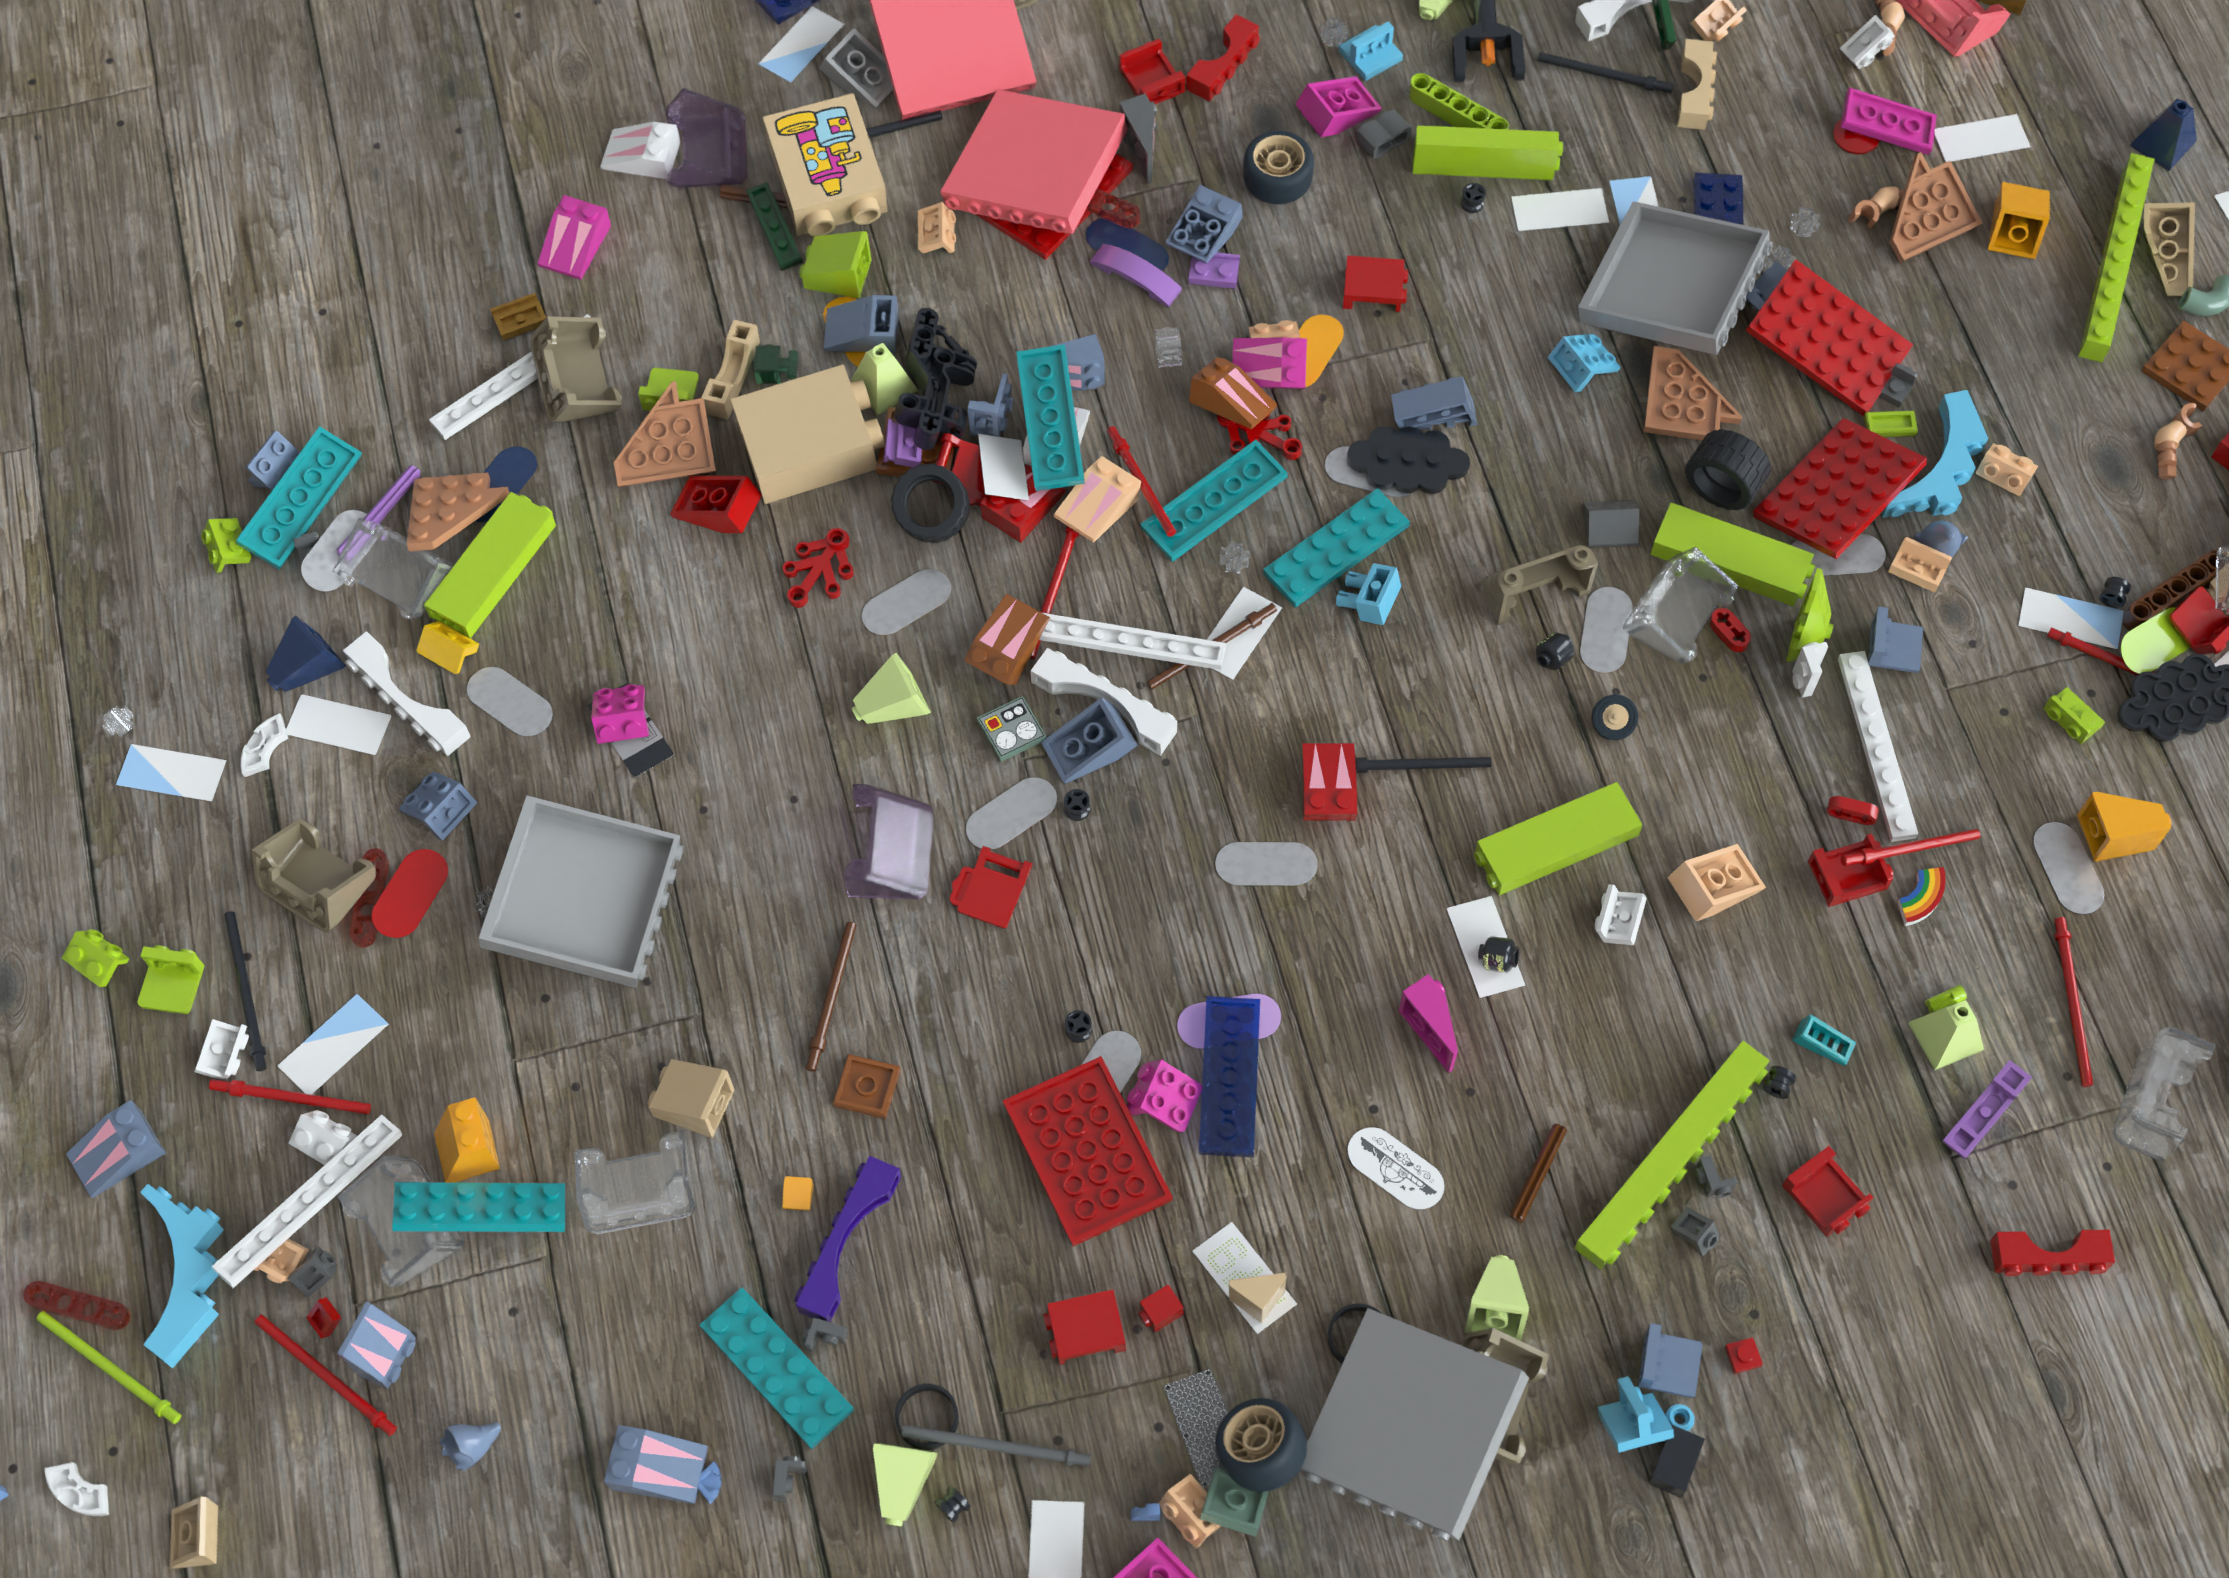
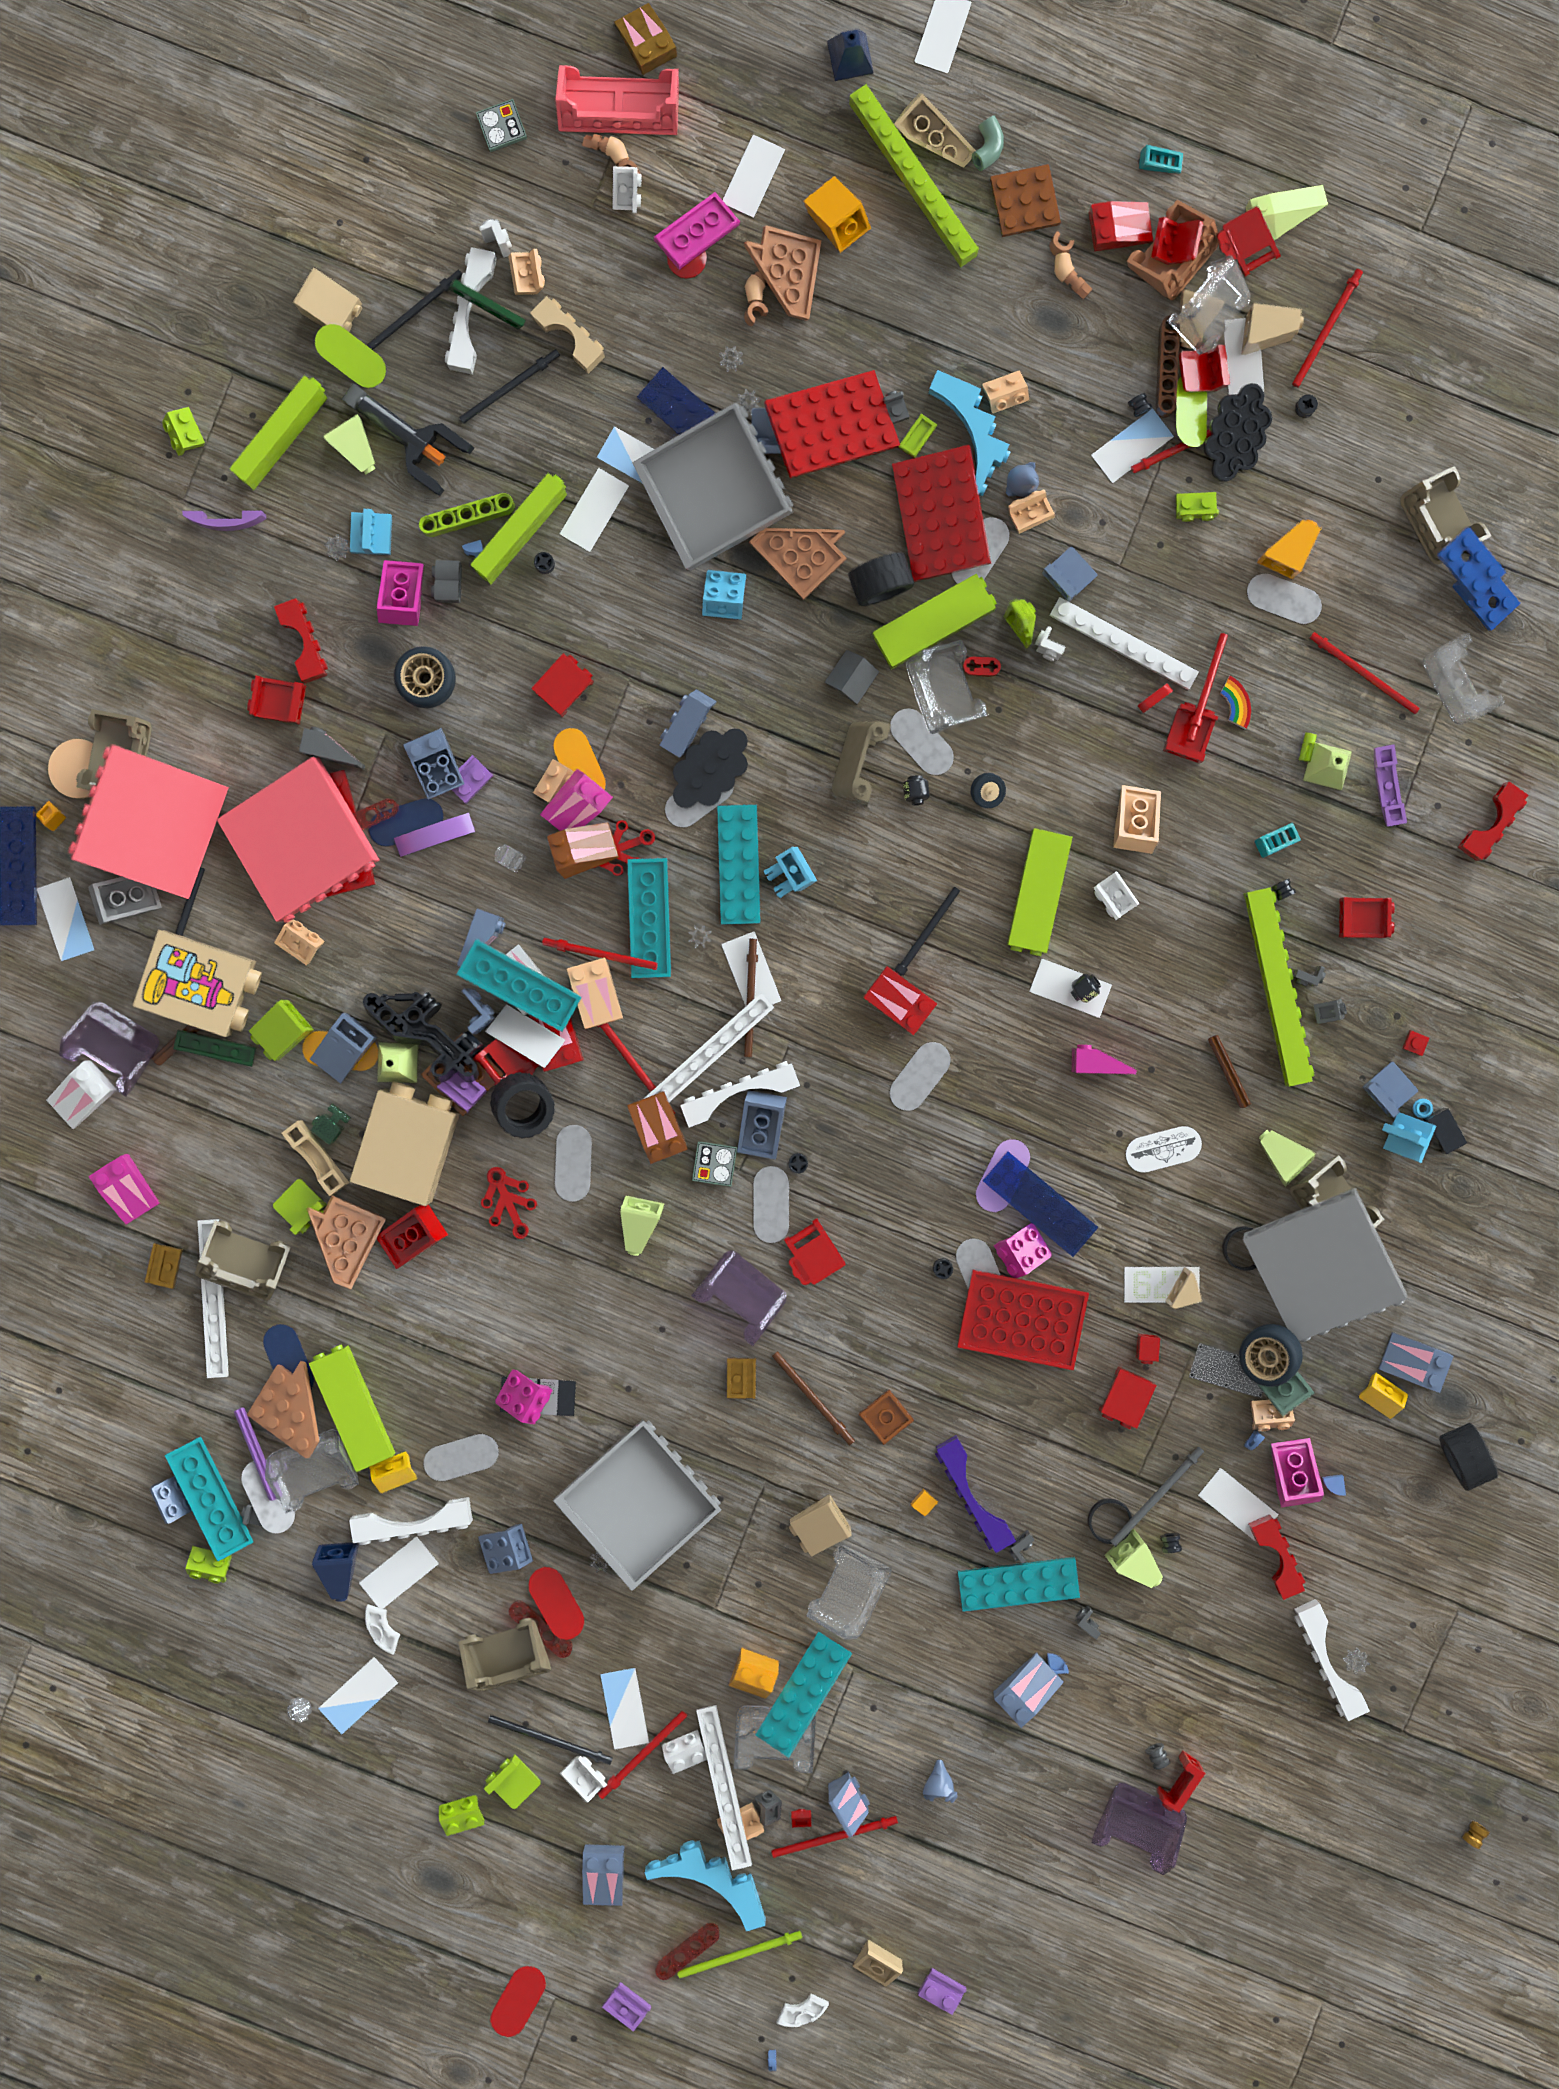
camera: 55 degrees left, 25 degrees up
(799, 907) = (741, 1378): none -> pearl gold plate

